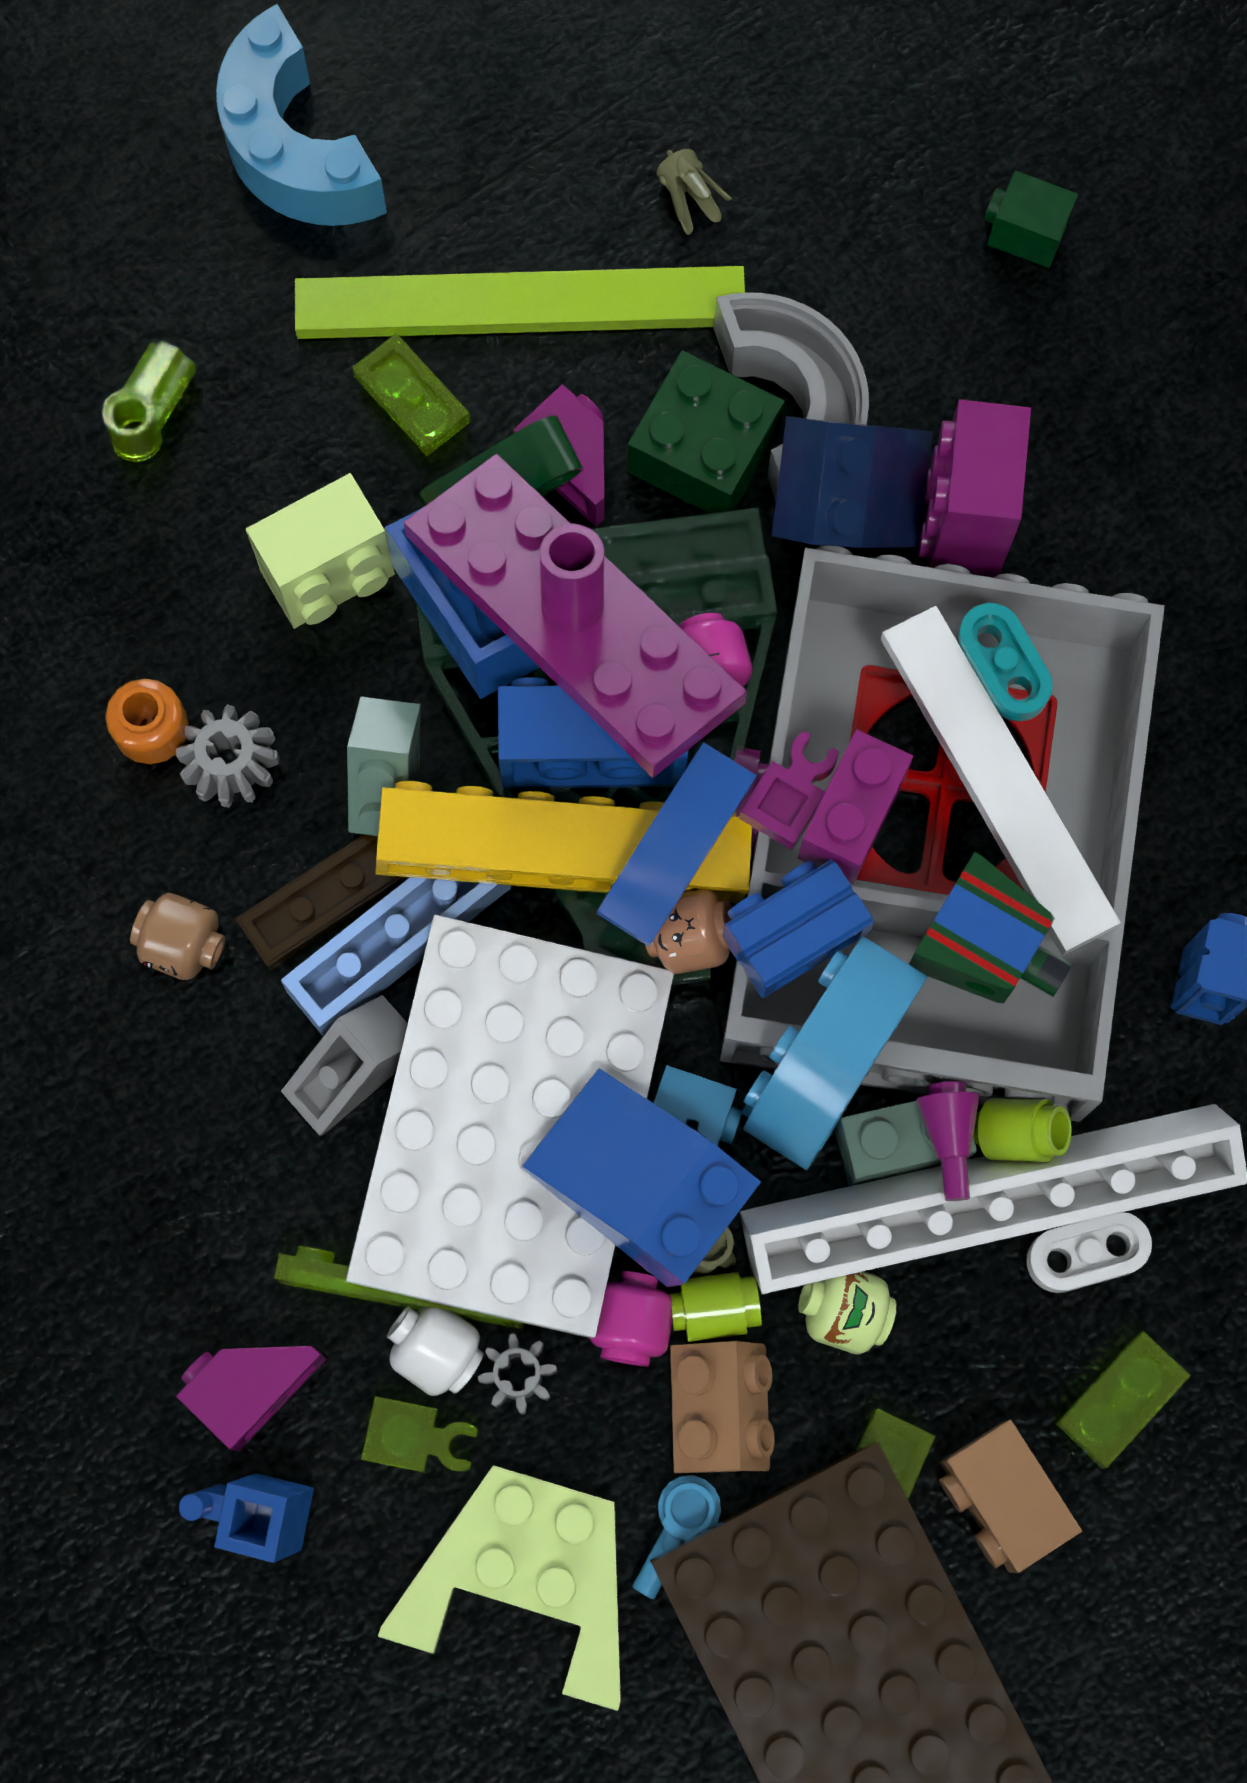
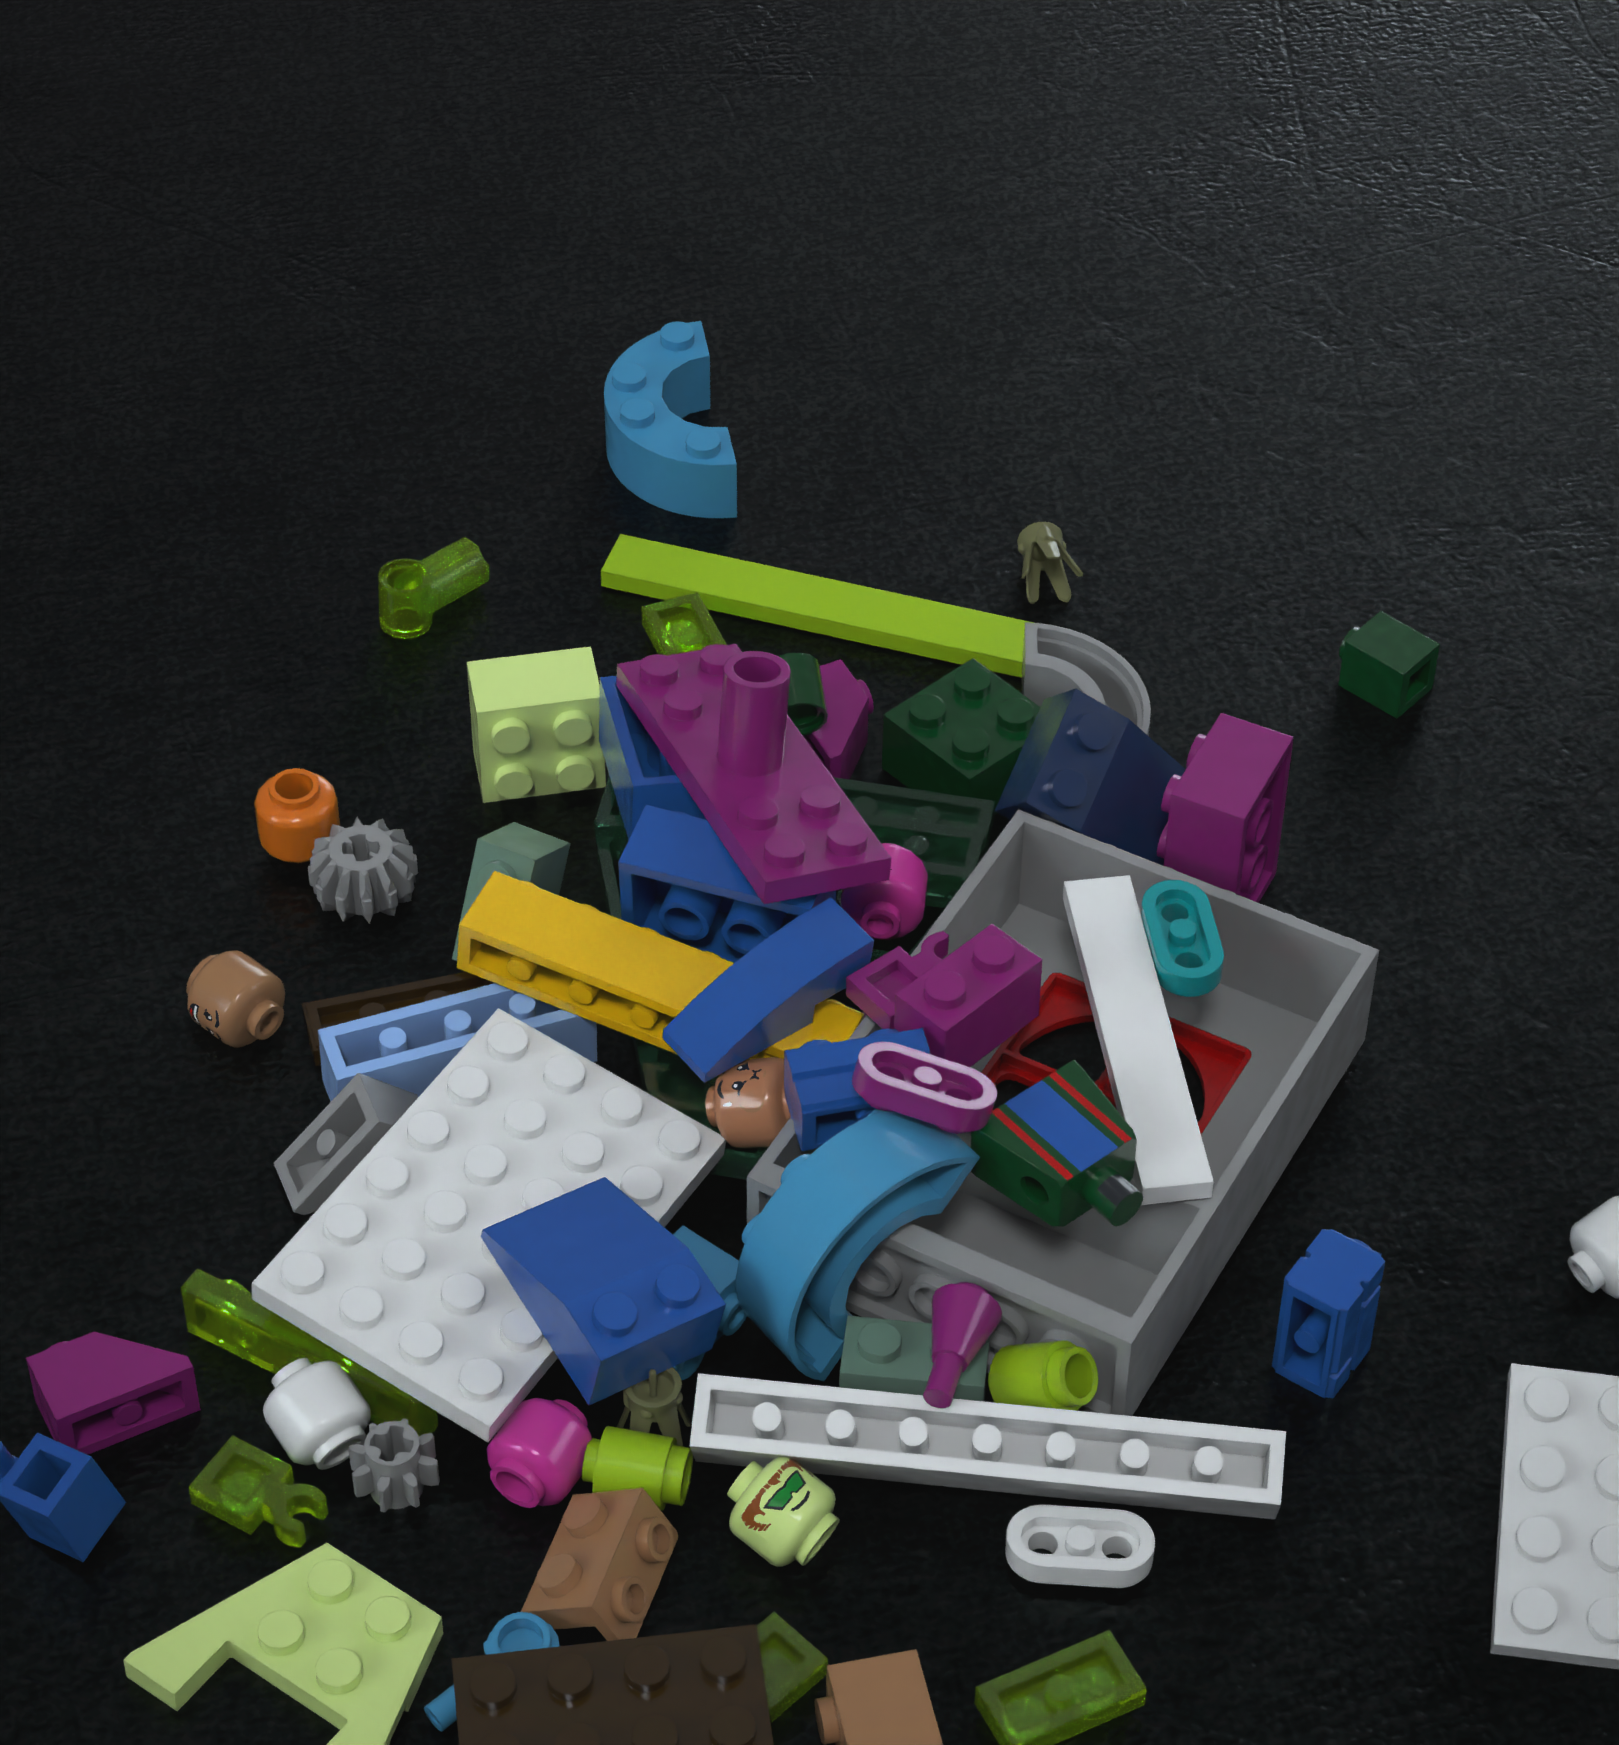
camera: 20 degrees right, 30 degrees down
(865, 940) = (924, 1087): none -> magenta plate

